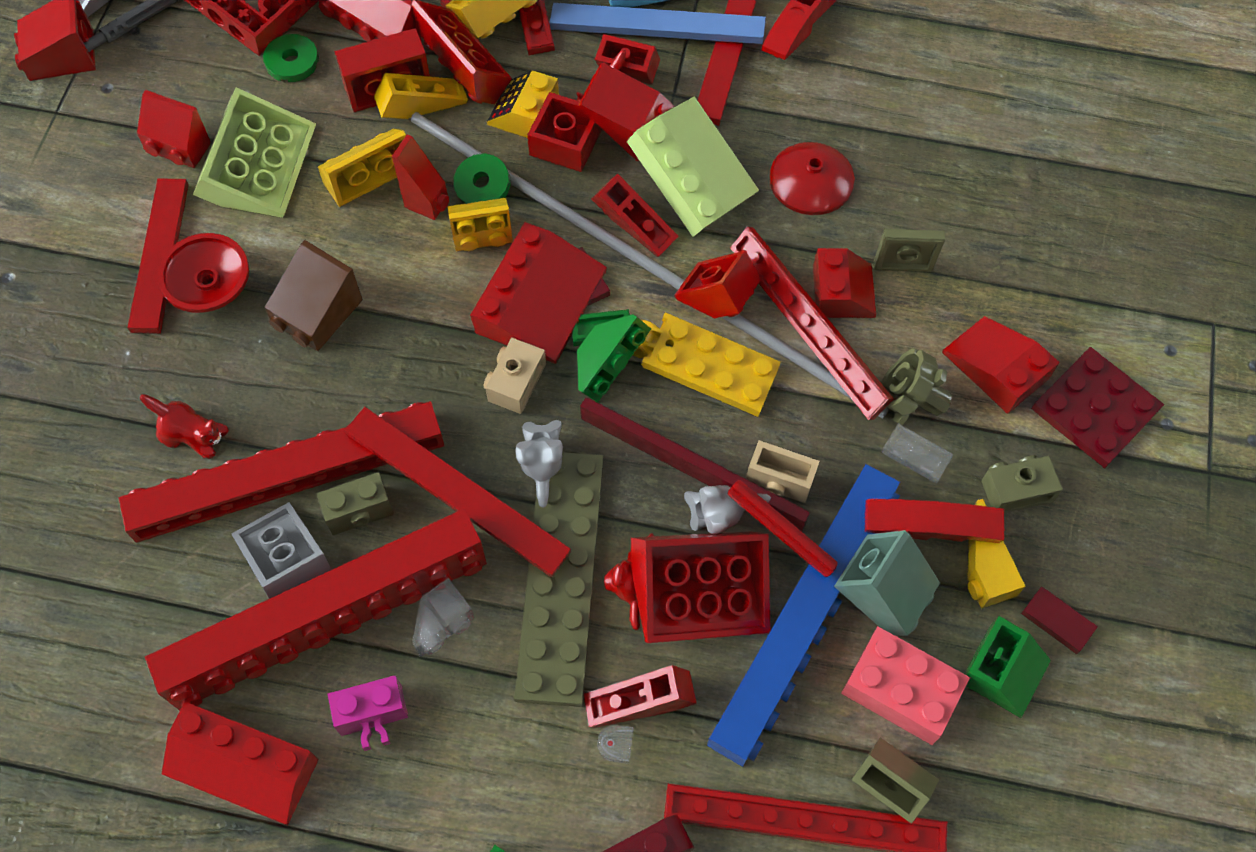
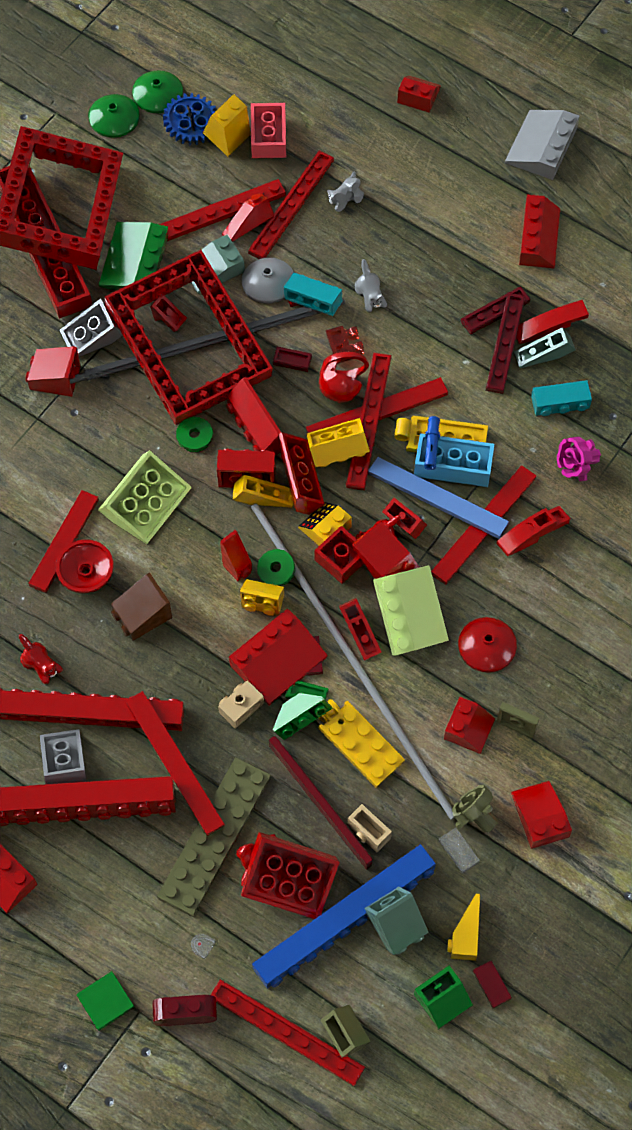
camera: 25 degrees right, 0 degrees up
(171, 129) = (101, 462): red slope -> none
(355, 503) = (115, 746): olive brick -> none
(361, 167) = (207, 530): yellow slope -> none
(368, 707) = (75, 867): dark pink brick -> none
(439, 616) = (135, 832): clear slope -> none
(540, 455) = (231, 761): light grey animal -> none
(640, 697) = (227, 925): red slope -> none
(714, 508) = (321, 835): light grey animal -> none
(720, 285) = (389, 696): red slope -> none
(782, 528) = (348, 862): red axle -> none
(814, 326) = (433, 742): red tile -> none
(905, 686) = (378, 982): coral brick -> none
(935, 519) = (442, 894): red slope -> none
(1021, 483) = (511, 895): olive brick -> none
(1097, 407) = (588, 867): dark red plate -> none

